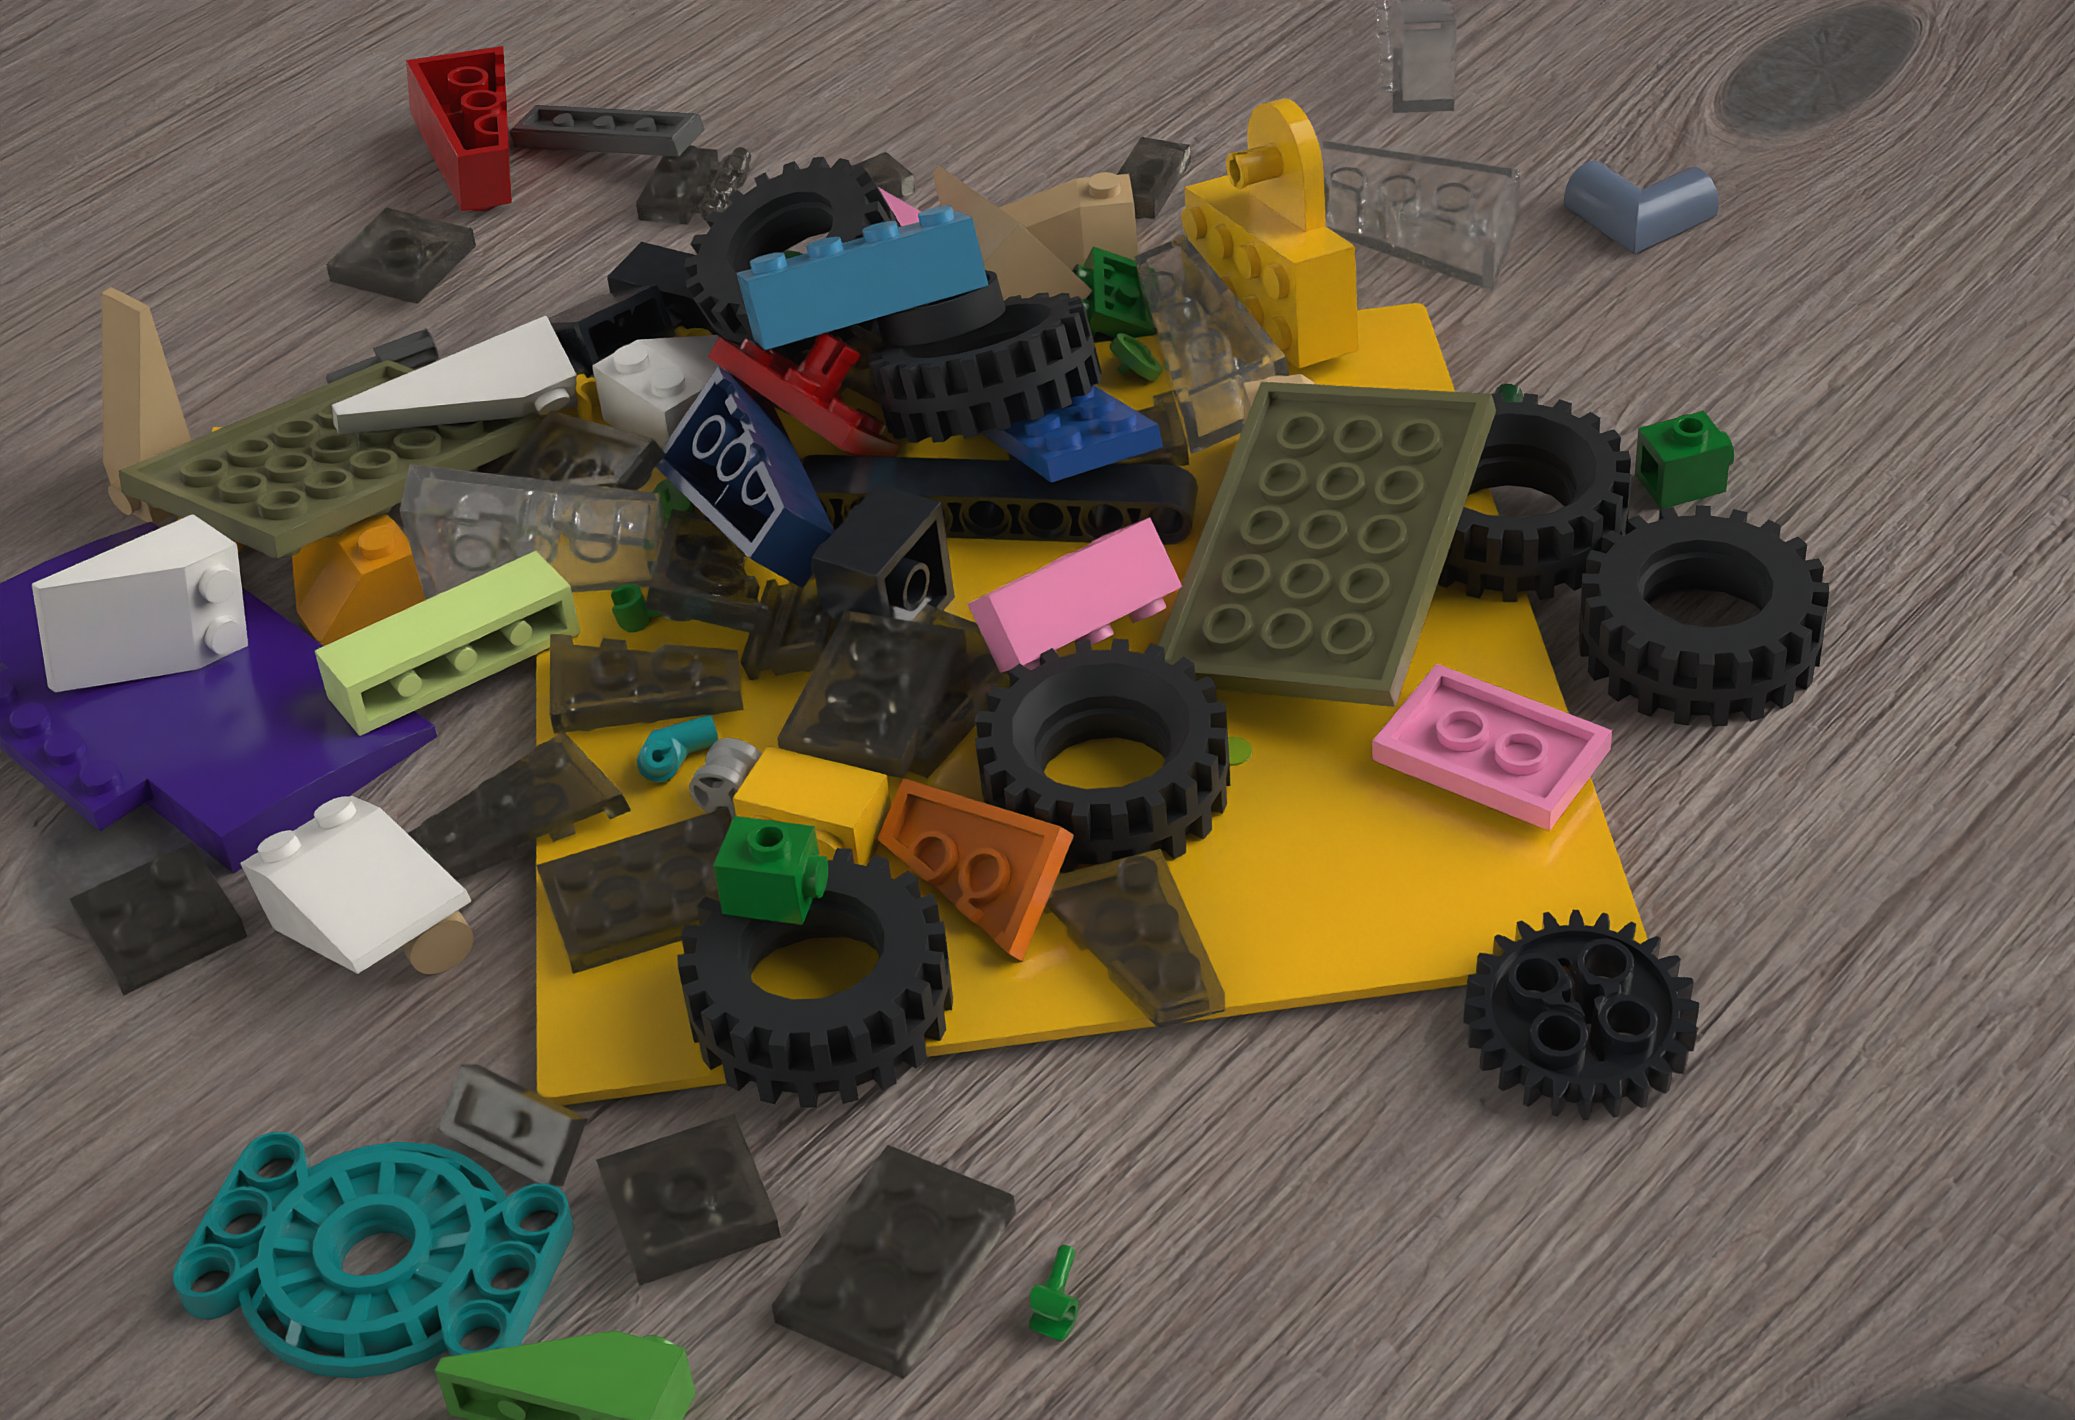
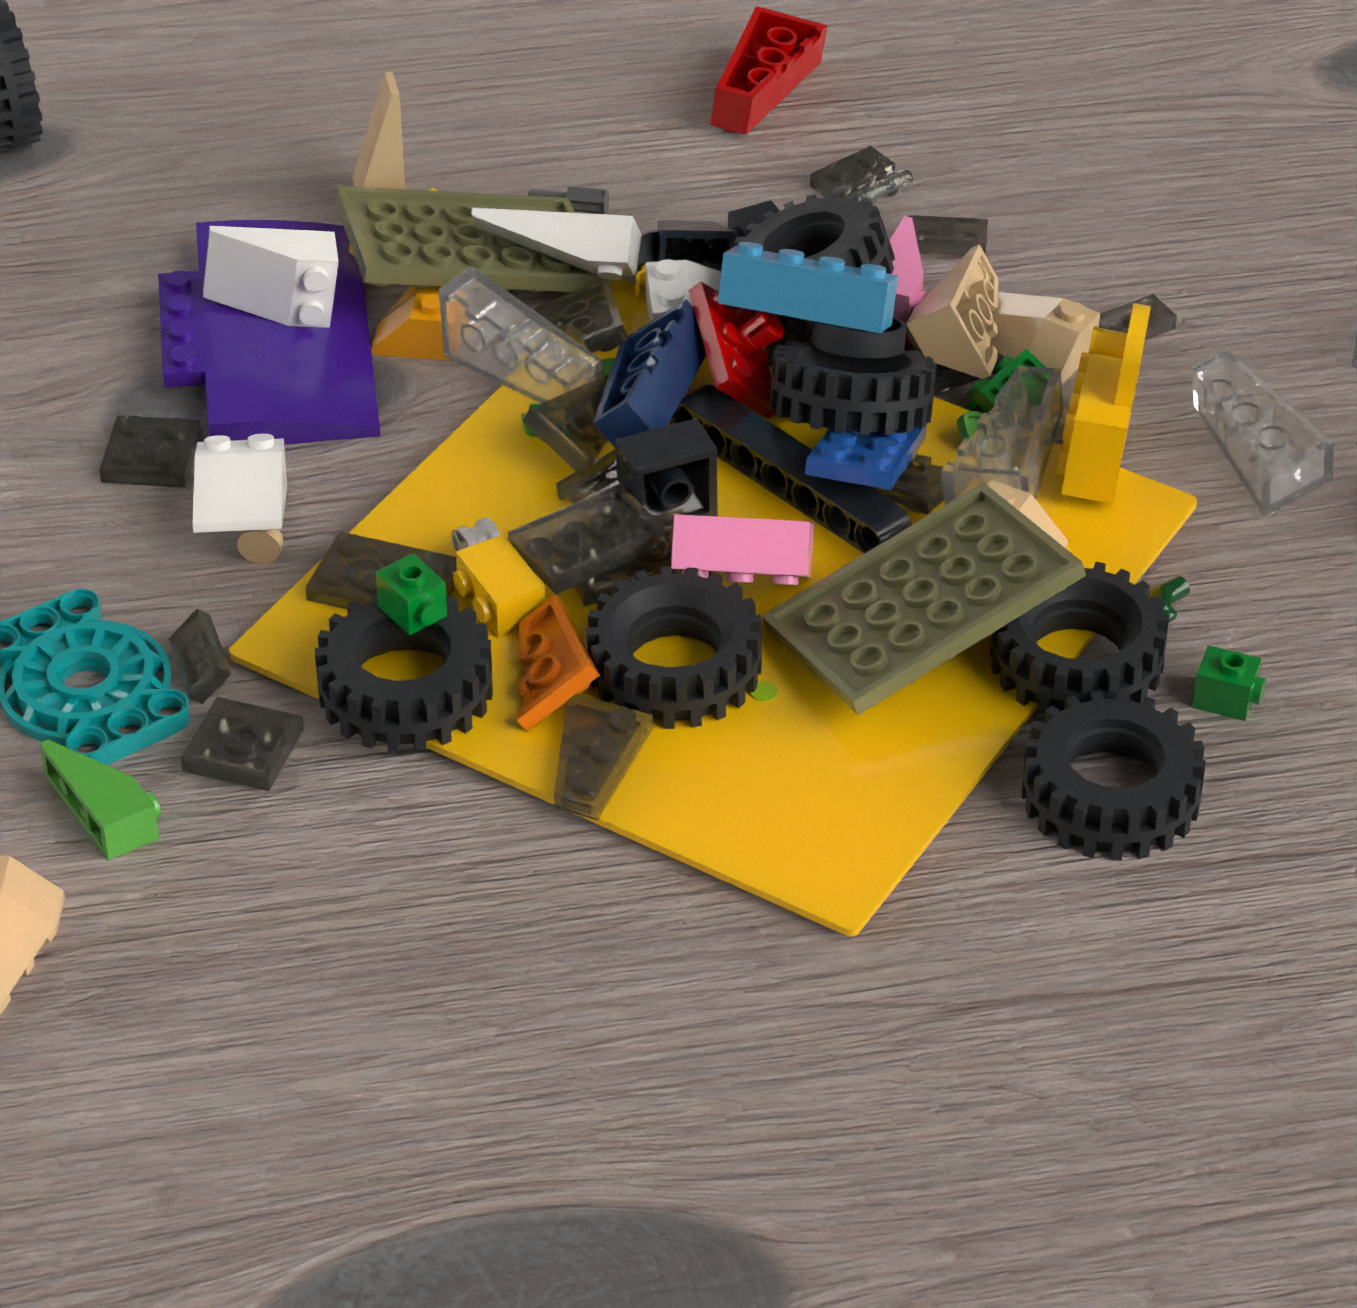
camera: 35 degrees right, 0 degrees up
(401, 255) = (645, 135): clear smoke plate -> none
(446, 642) = (418, 383): yellowish green brick -> none
(523, 802) = (373, 496): clear smoke wing -> none
(607, 130) = (843, 116): dark grey tile -> none
(627, 686) = (490, 464): clear smoke wing -> none
(669, 747) = (471, 508): teal arm -> none
(894, 1261) = (309, 836): clear smoke plate -> none
(1053, 1310) = (352, 904): green hand -> none
(1492, 746) = (895, 771): bright pink plate -> none
(1636, 998) = (811, 937): black gear -> none

